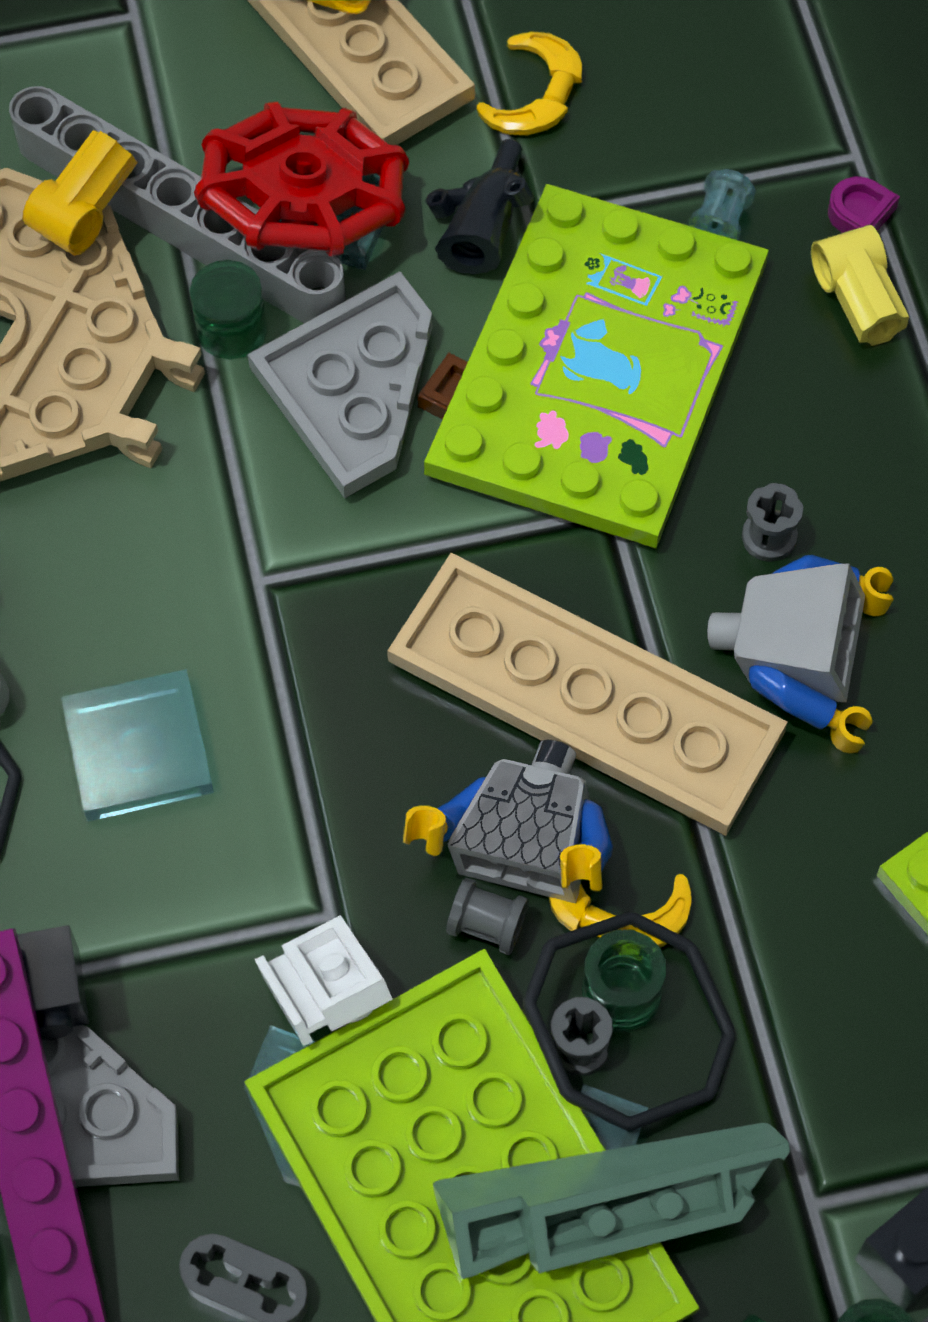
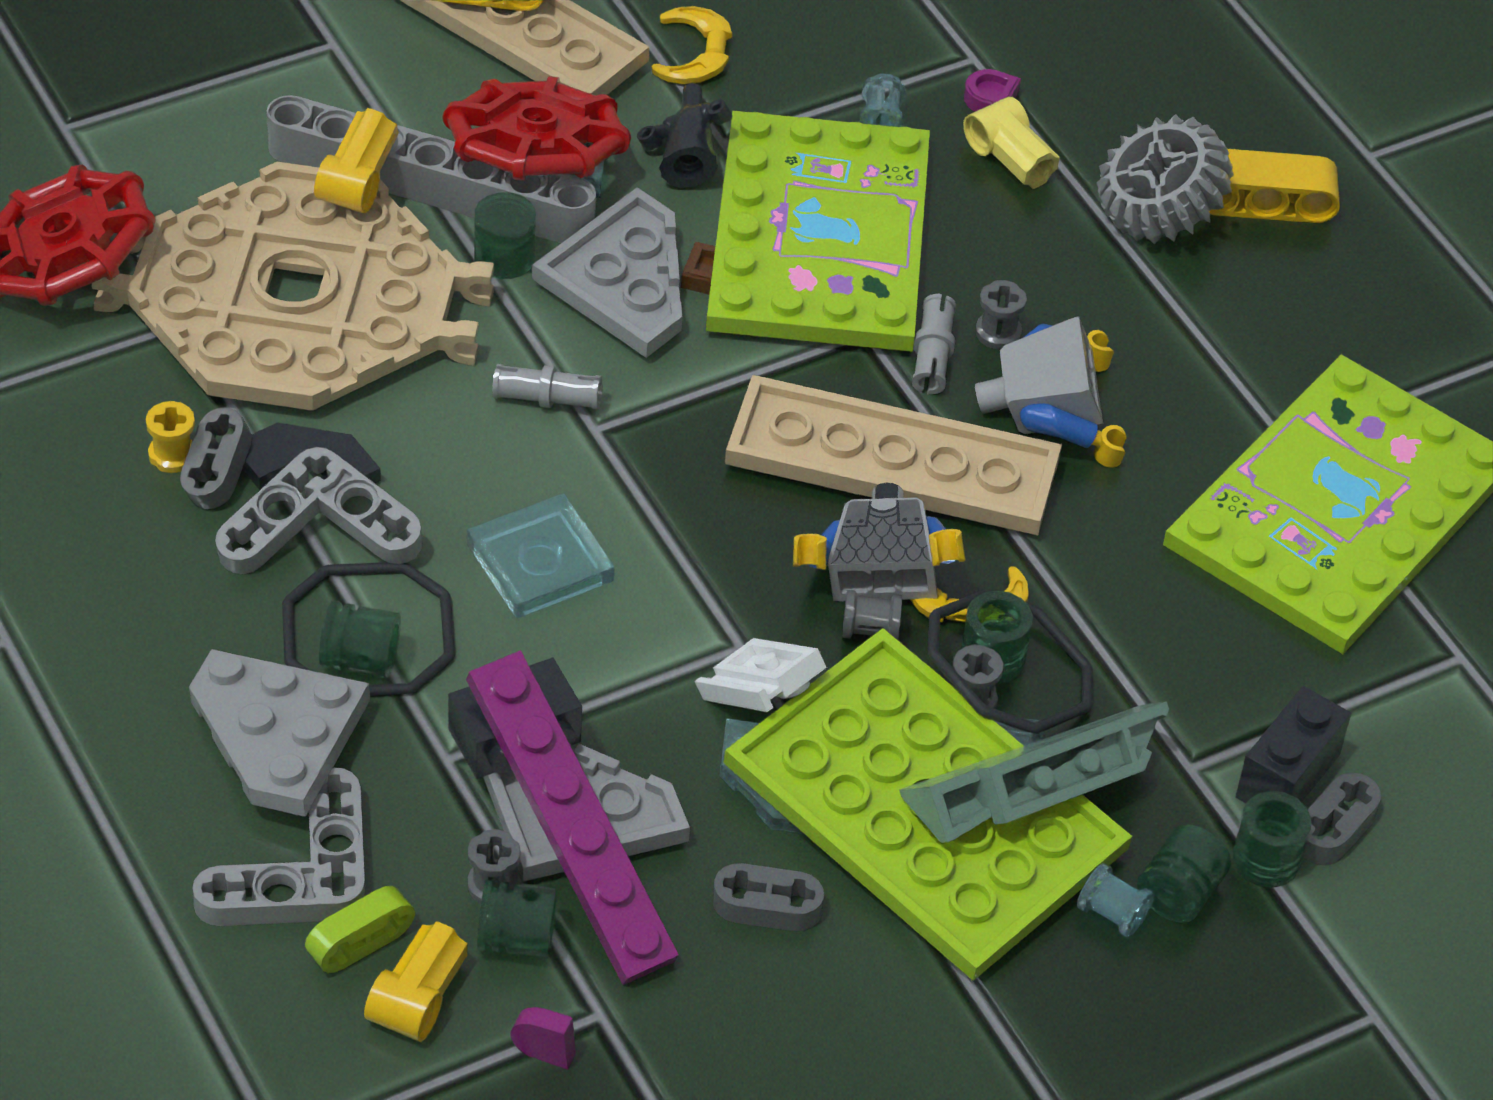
camera: 20 degrees left, 15 degrees down
(216, 519) = (547, 386): none -> light grey pin
(682, 546) = (934, 344): none -> light grey pin

